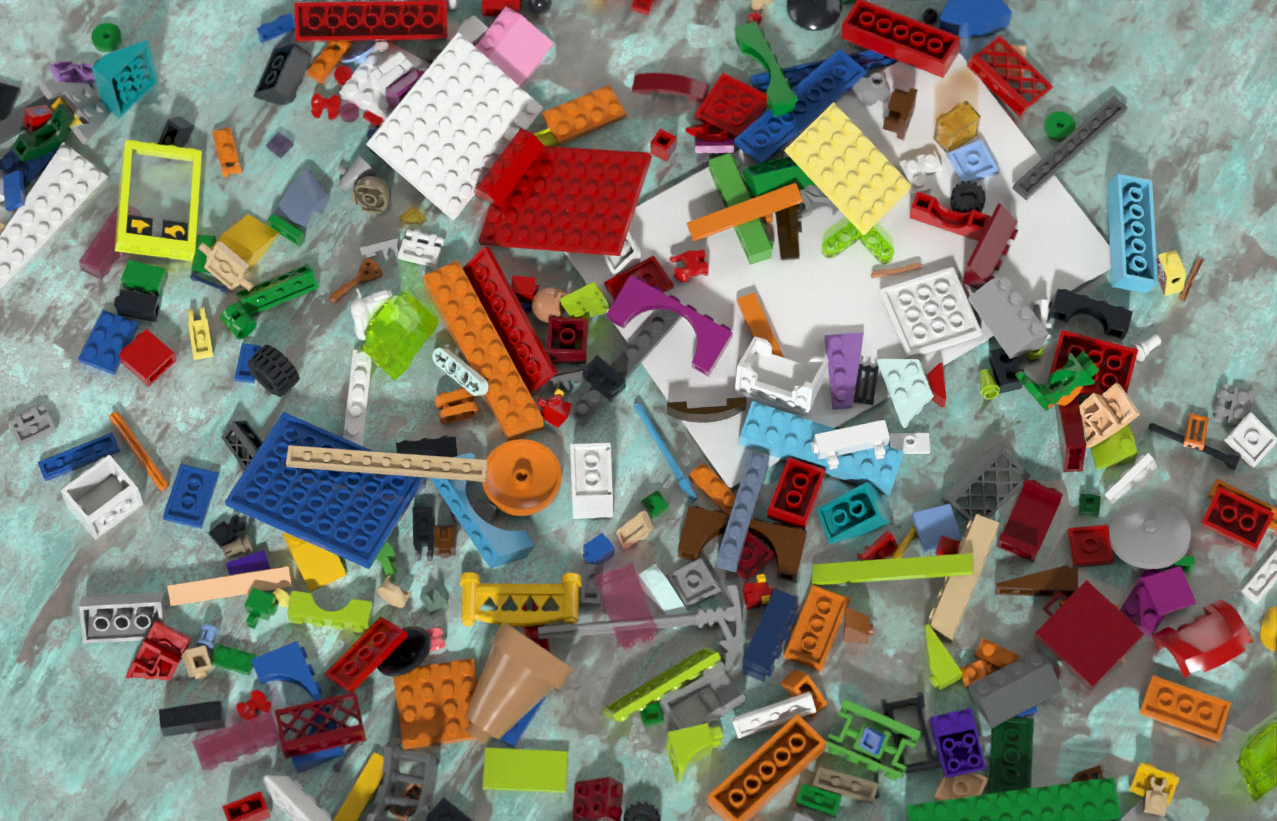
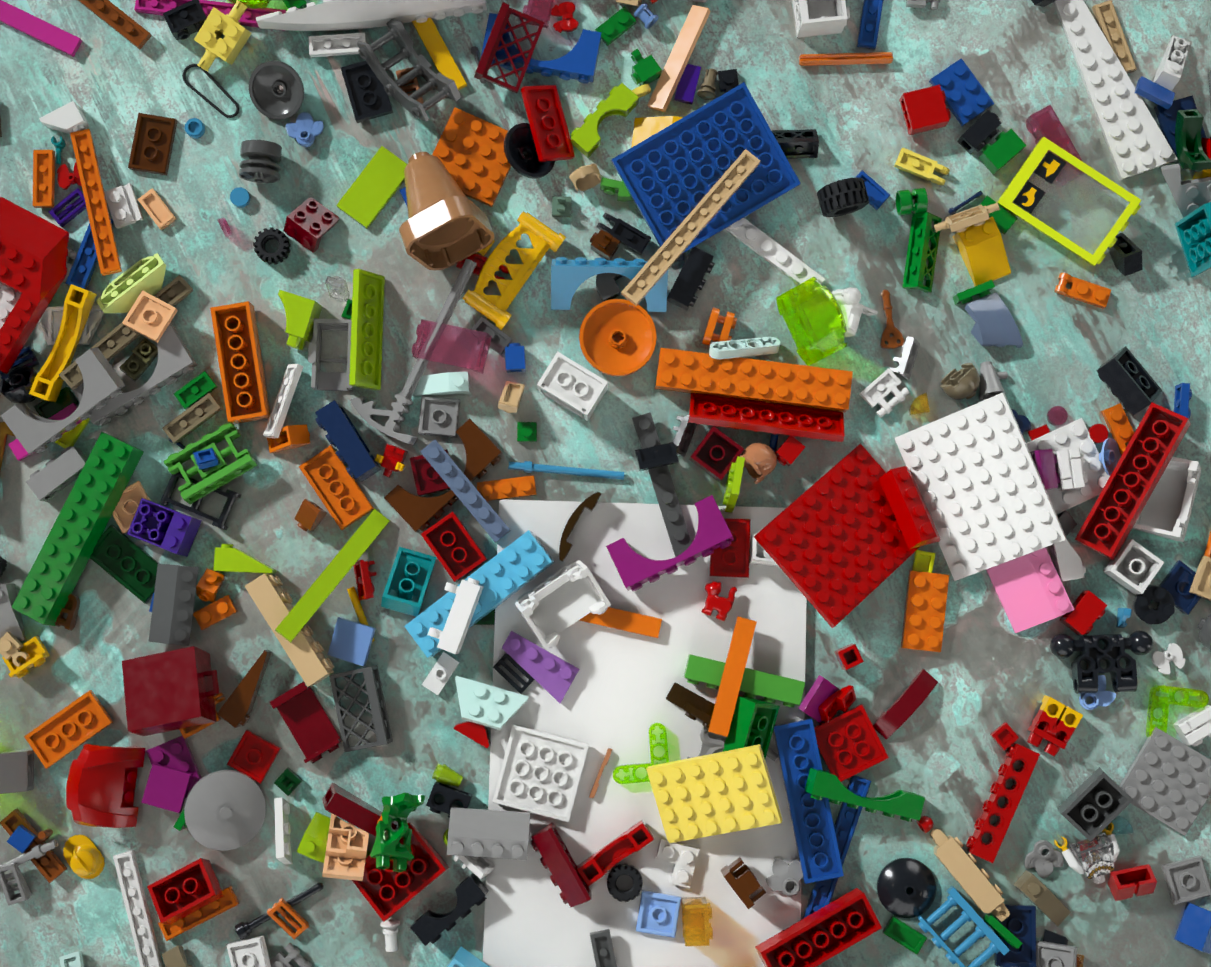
camera: 120 degrees right, 20 degrees up
(191, 496) = (778, 76): blue tile -> none
(279, 145) = (1061, 338): clear purple tile -> none
(319, 103) = (1081, 395): red piece -> none
(436, 639) = (527, 185): coral wheel -> none
(554, 409) = (659, 402): red piece -> none
(947, 546) = (327, 637): red tile -> none

